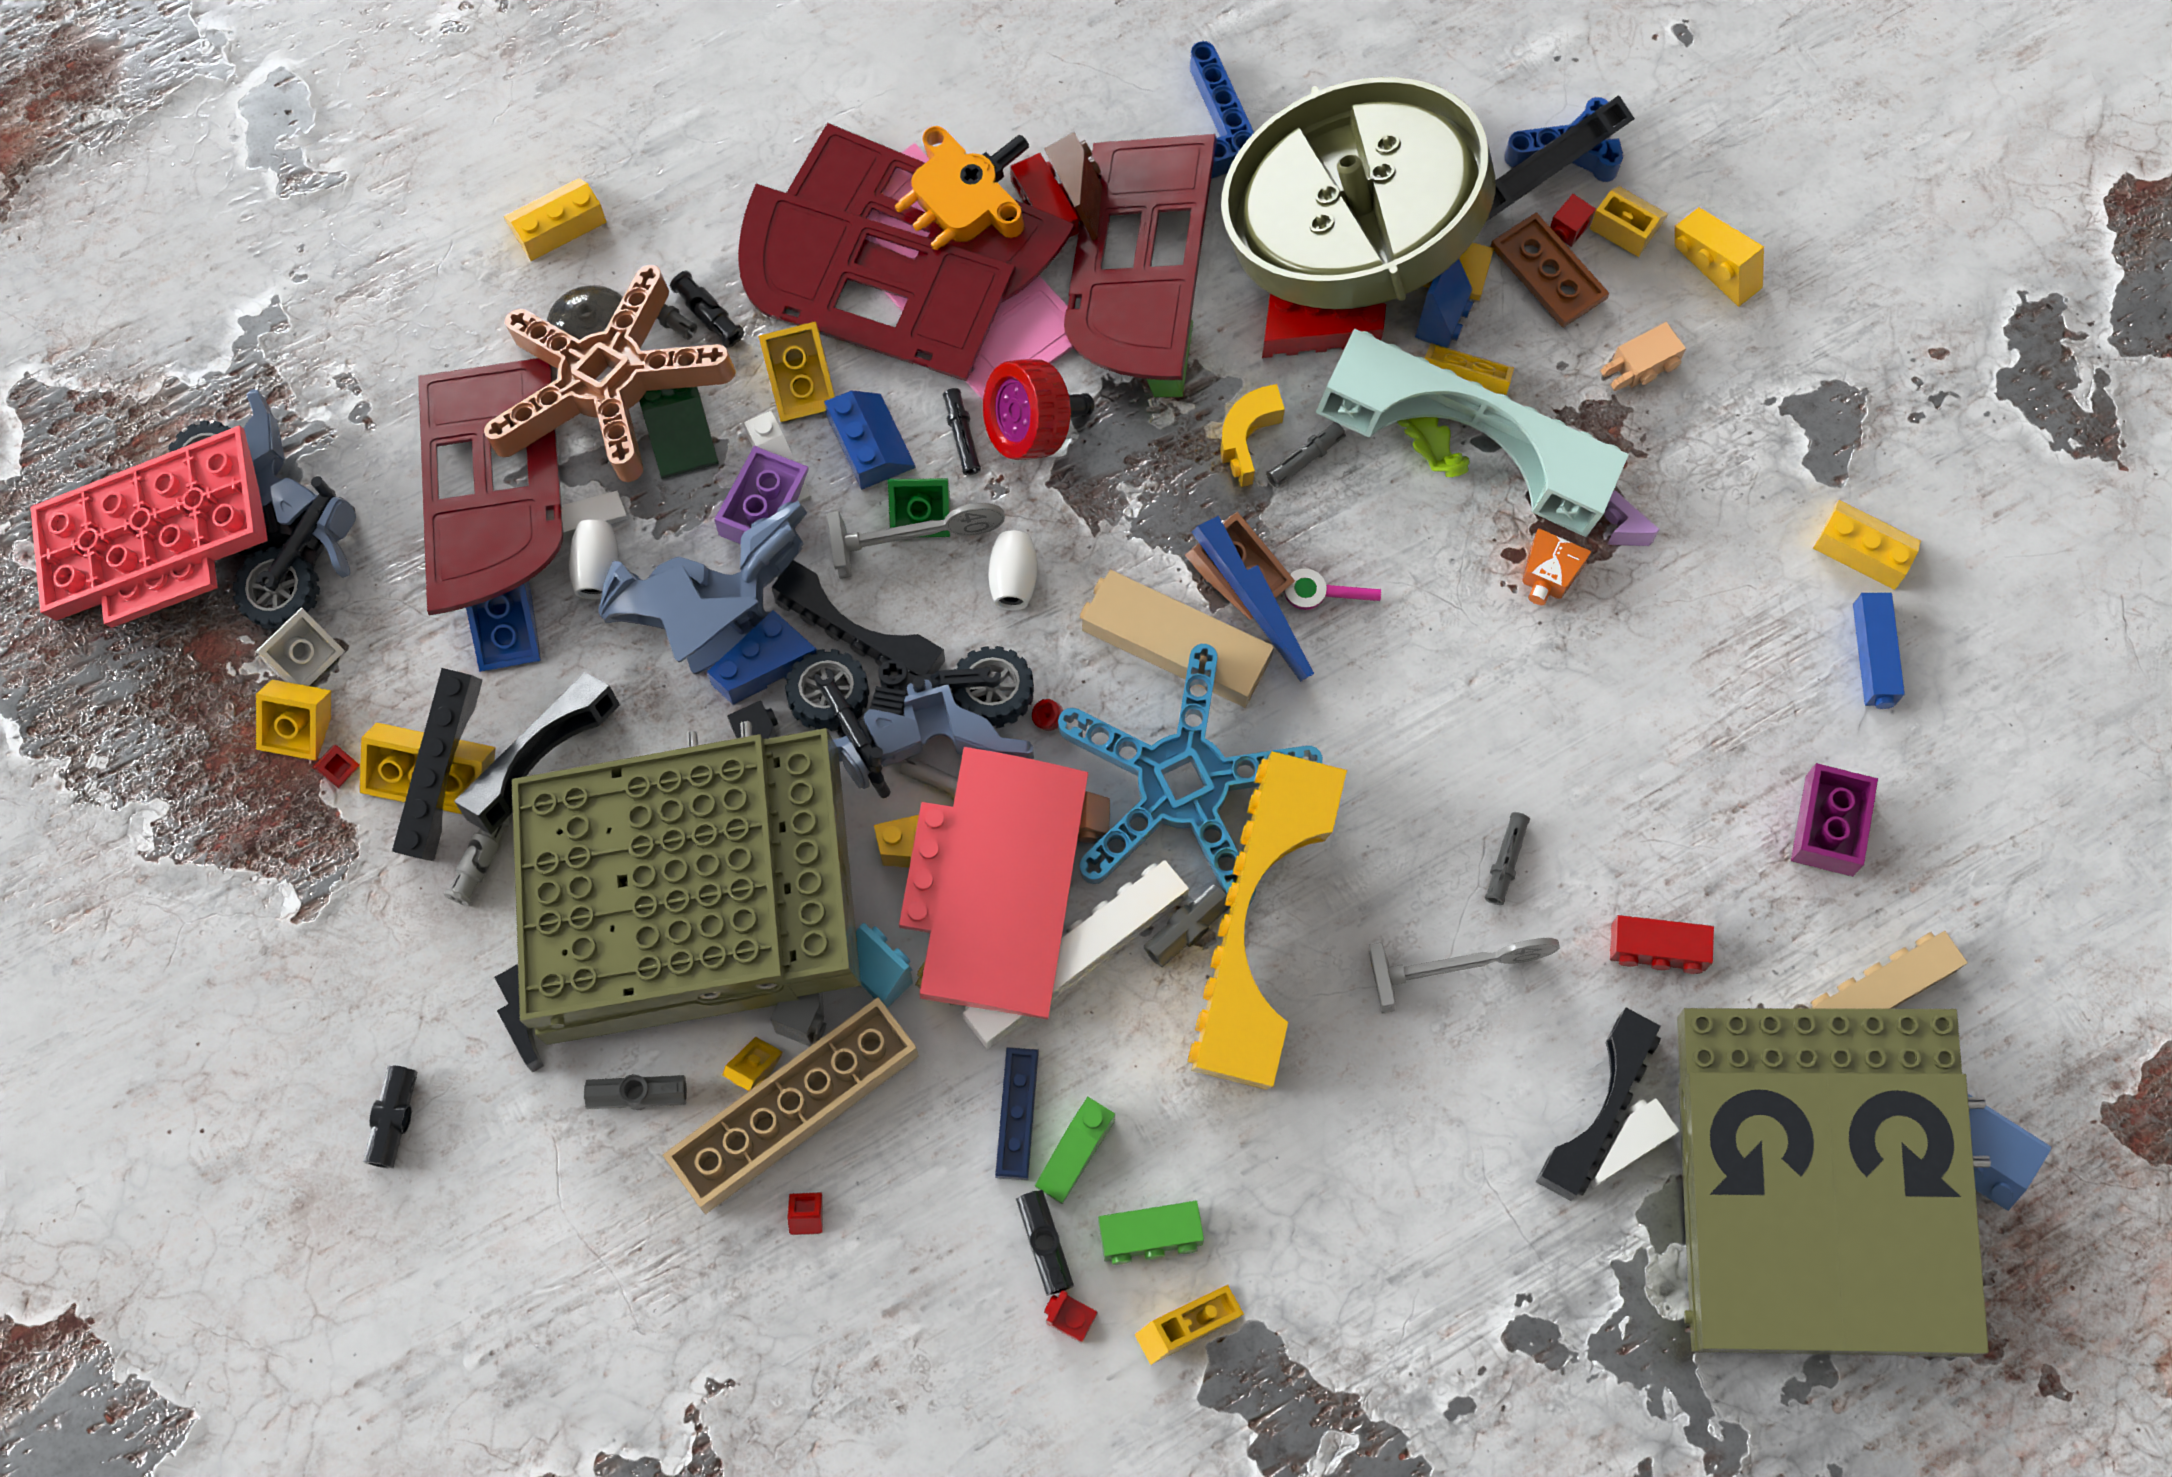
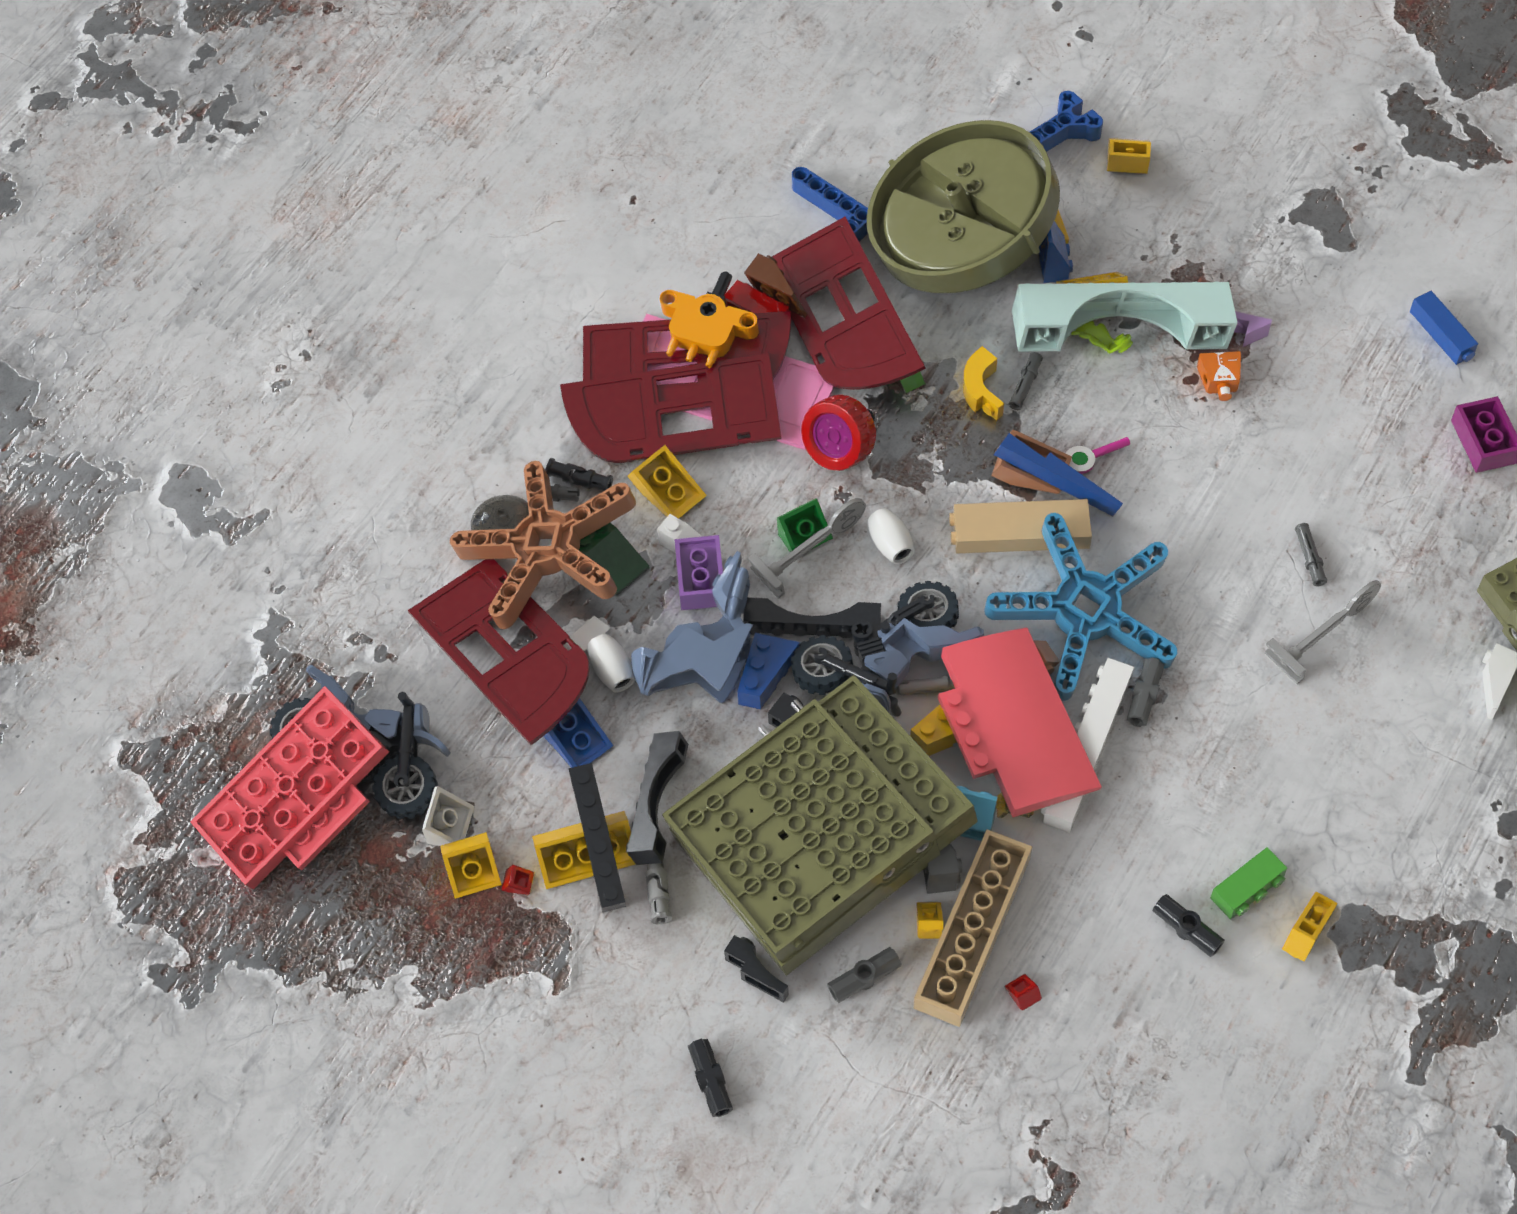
camera: 25 degrees left, 10 degrees down
(556, 218) = (437, 467): yellow slope -> none
(868, 437) = (739, 504): blue slope -> none
(961, 430) = (792, 465): black pin -> none
(1017, 1114) = (1116, 860): dark blue tile -> none
(1046, 714) = (970, 612): red tile -> none
(1069, 1316) = (1233, 962): red bracket -> none
(1075, 1149) = (1169, 858): bright green slope -> none
(1239, 1029) = (1221, 729): yellow arch -> none
(1305, 328) = (972, 307): red wedge -> none
(1545, 286) = (1104, 215): dark orange plate -> none
(1559, 153) = (1071, 120): black arch -> none
(1572, 219) = (1094, 169): red brick -> none
(1627, 1047) = (1457, 625): black arch -> none
(1645, 357) = (1193, 227): light nougat hinge -> none
(1661, 944) = (1435, 556): red brick -> none
(1722, 254) = (1198, 147): yellow wedge -> none
(1867, 545) = (1396, 273): yellow slope -> none

